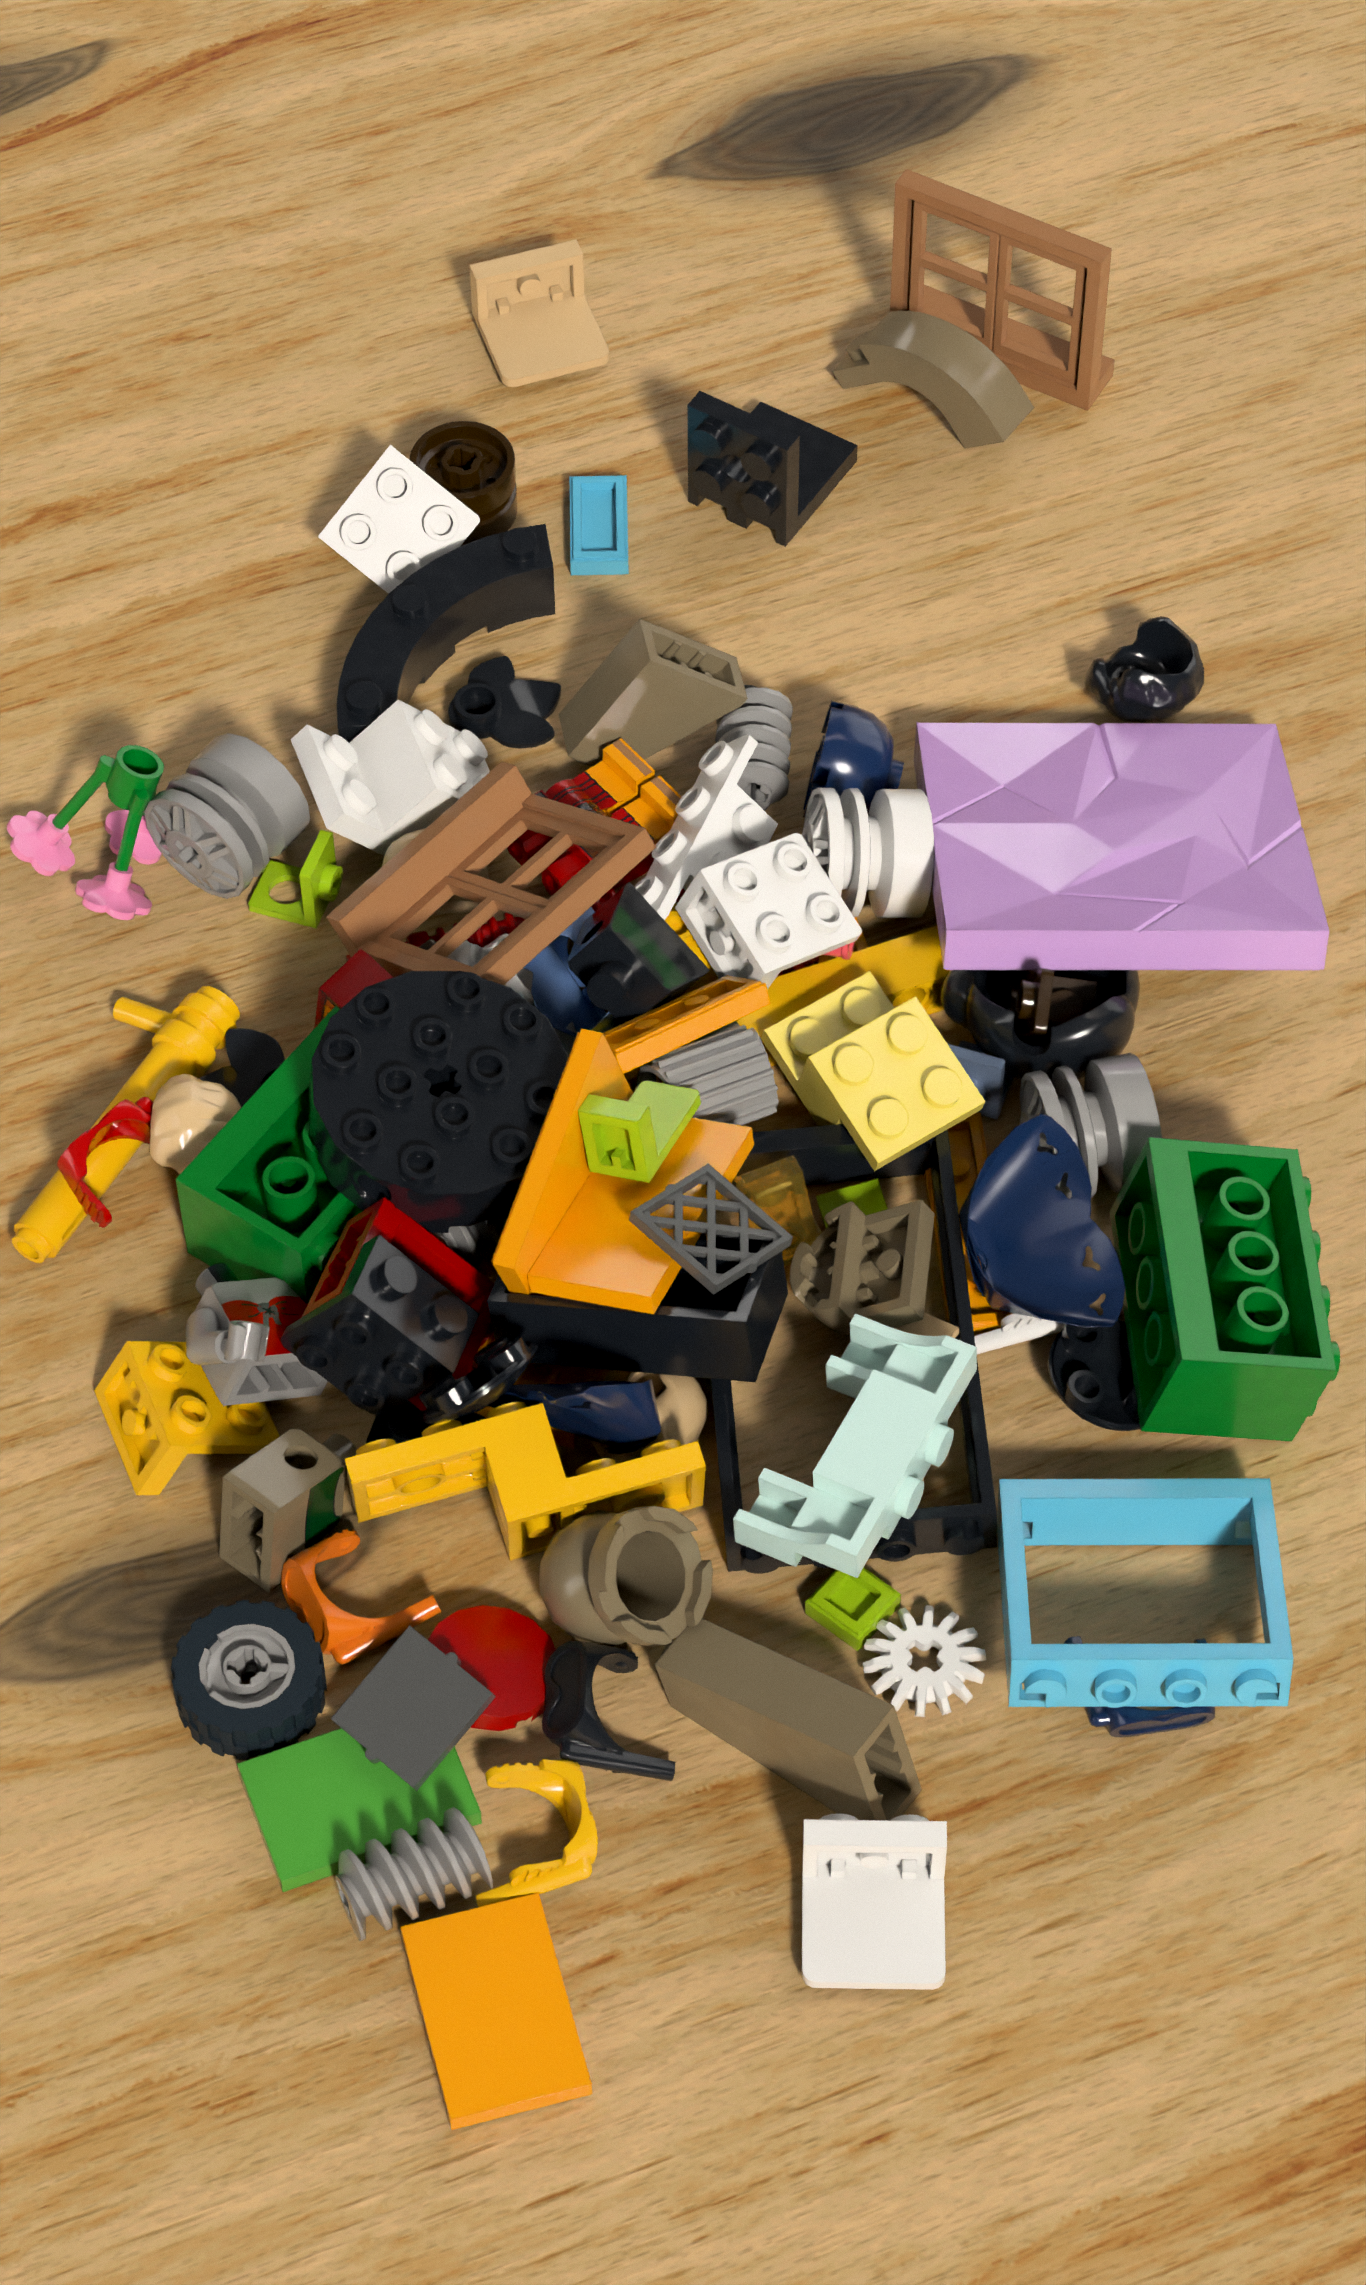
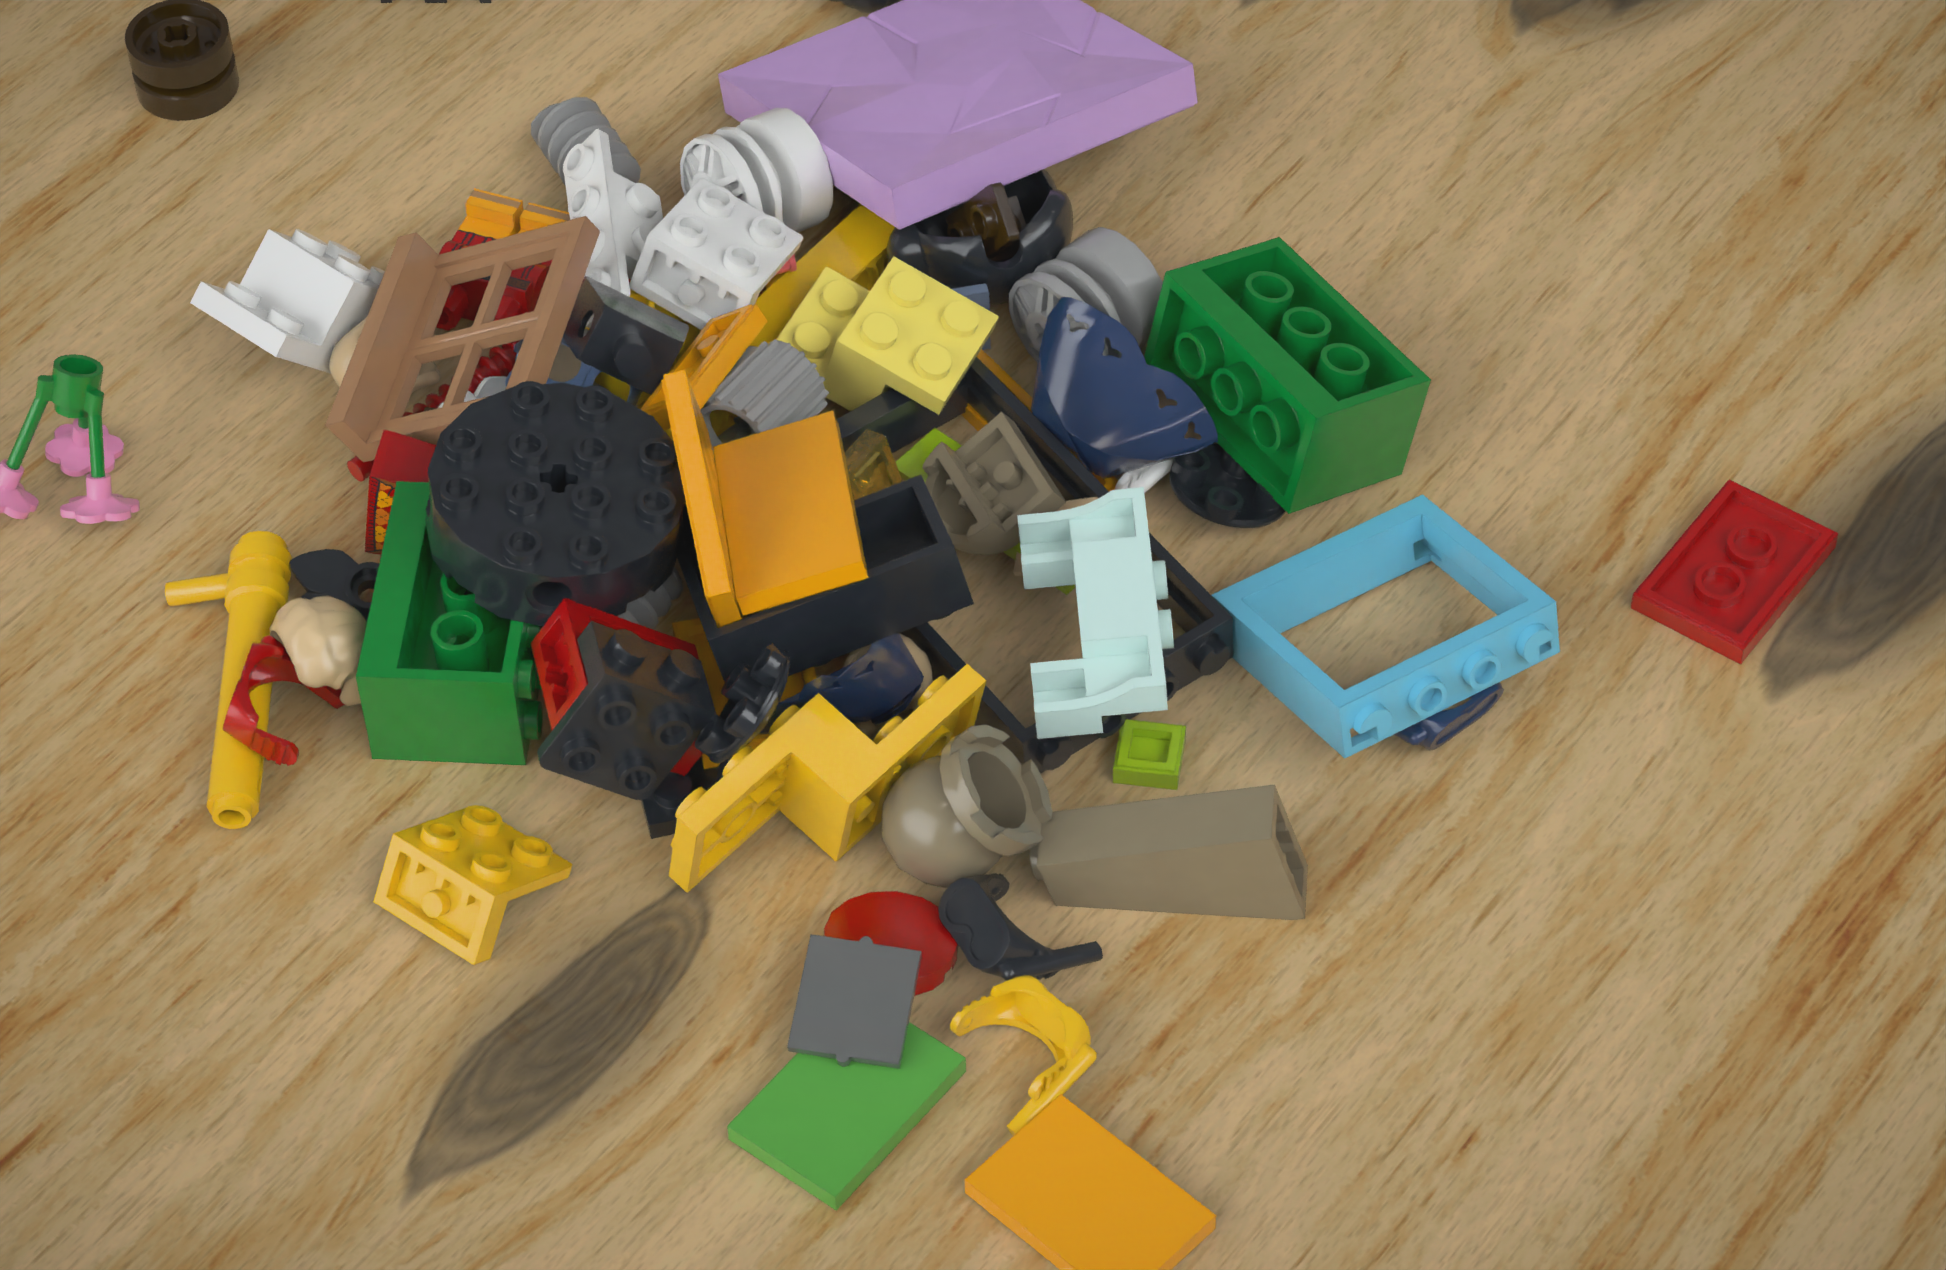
camera: 30 degrees left, 5 degrees down
(227, 815) = (169, 391): light grey wheel -> none
(239, 1336) = (497, 784): light grey torso -> none
(281, 1696) = (660, 1076): black wheel -> none
(282, 1503) = (620, 873): dark tan torso -> none
(318, 879) = (275, 425): lime bracket -> none
(335, 1629) = (720, 980): orange helmet -> none
(397, 522) = (150, 109): white bracket -> none
(410, 1871) = (946, 1129): light grey piece -> none
(432, 610) = (240, 145): black brick -> none
(505, 707) = (344, 216): black plate -> none
(598, 525) = (319, 48): medium azure tile -> none
(635, 1134) = (745, 450): lime bracket -> none
(650, 694) = (477, 139): dark tan slope -> none
(684, 1254) = (868, 517): dark grey window -> none
(854, 754) = (676, 113): dark blue cylinder -> none
(873, 1902) = (1340, 959): white bracket -> none
(925, 1684) = (1263, 755): white gear -> none

